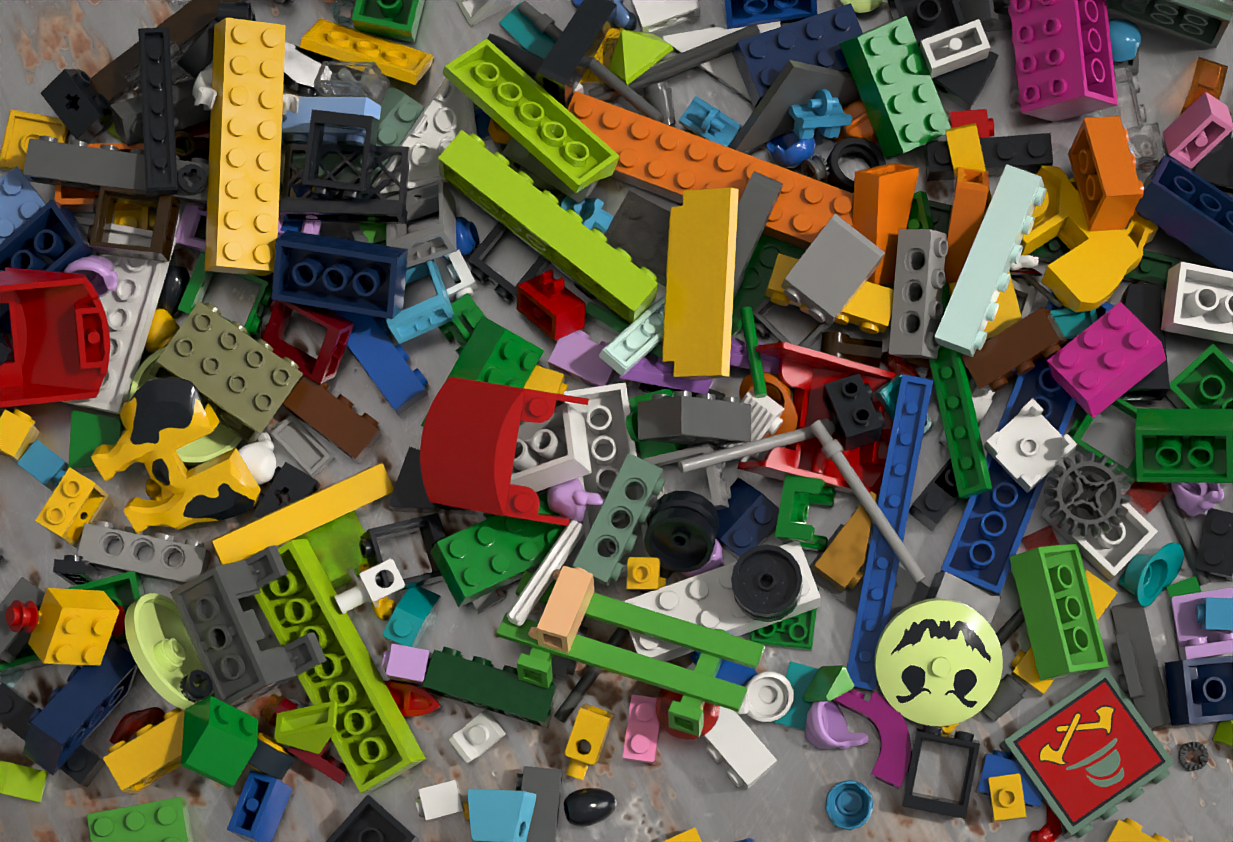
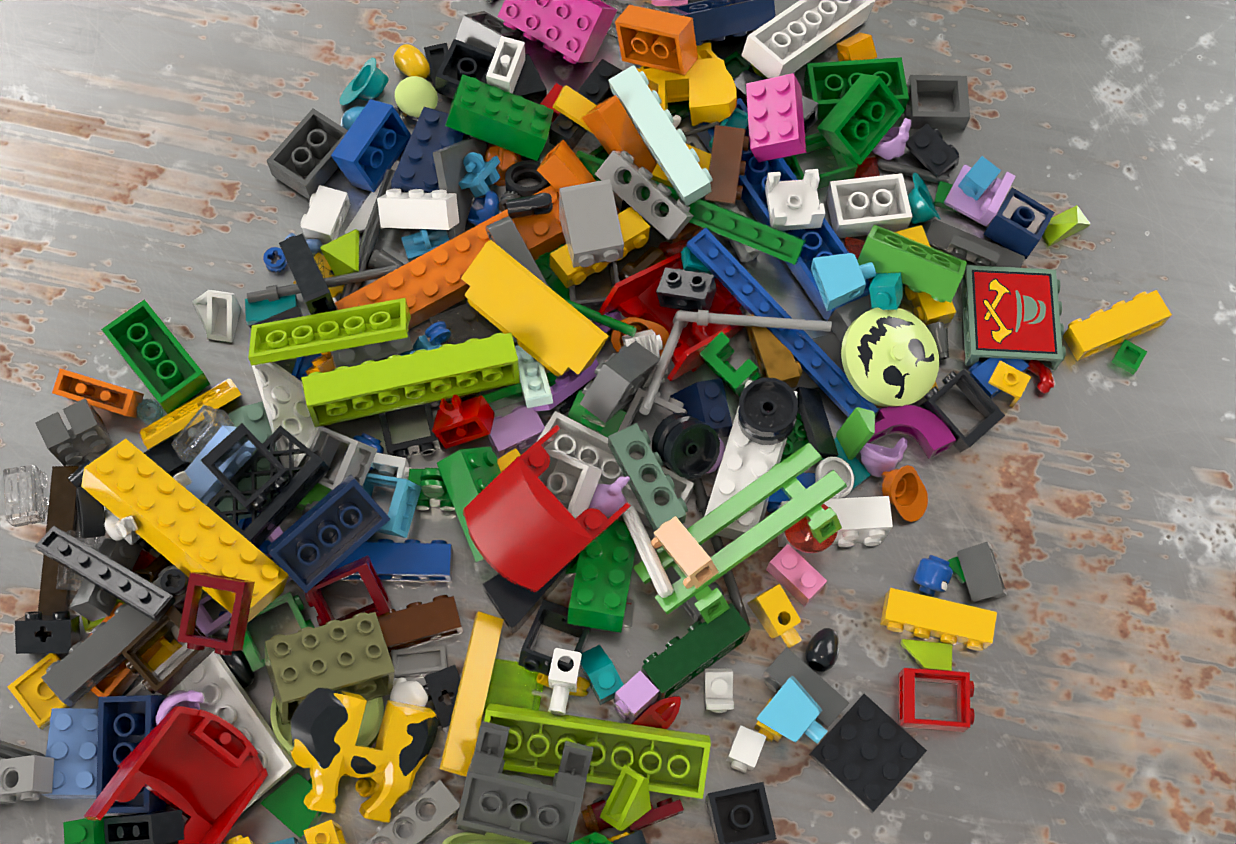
camera: 65 degrees left, 10 degrees down
(161, 331) = (260, 694): yellow head -> none
(216, 227) = (239, 617): none -> dark red window
(614, 213) = (438, 333): none -> blue bush
(644, 574) = (695, 491): yellow bracket -> none
(729, 91) = (418, 209): none -> white brick
(807, 777) = (905, 492): none -> orange piece
(812, 193) = (531, 205): none -> black bar
(814, 638) = (816, 422): none -> black tile
(849, 805) = (943, 481): dark azure hair -> none
(936, 498) = (779, 281): black slope -> none
(977, 553) = (840, 278): none -> medium azure torso
(1001, 608) = (886, 291): none -> teal brick
(1094, 507) = (865, 187): dark grey gear -> none
(1183, 753) = (1058, 258): dark grey bush -> none

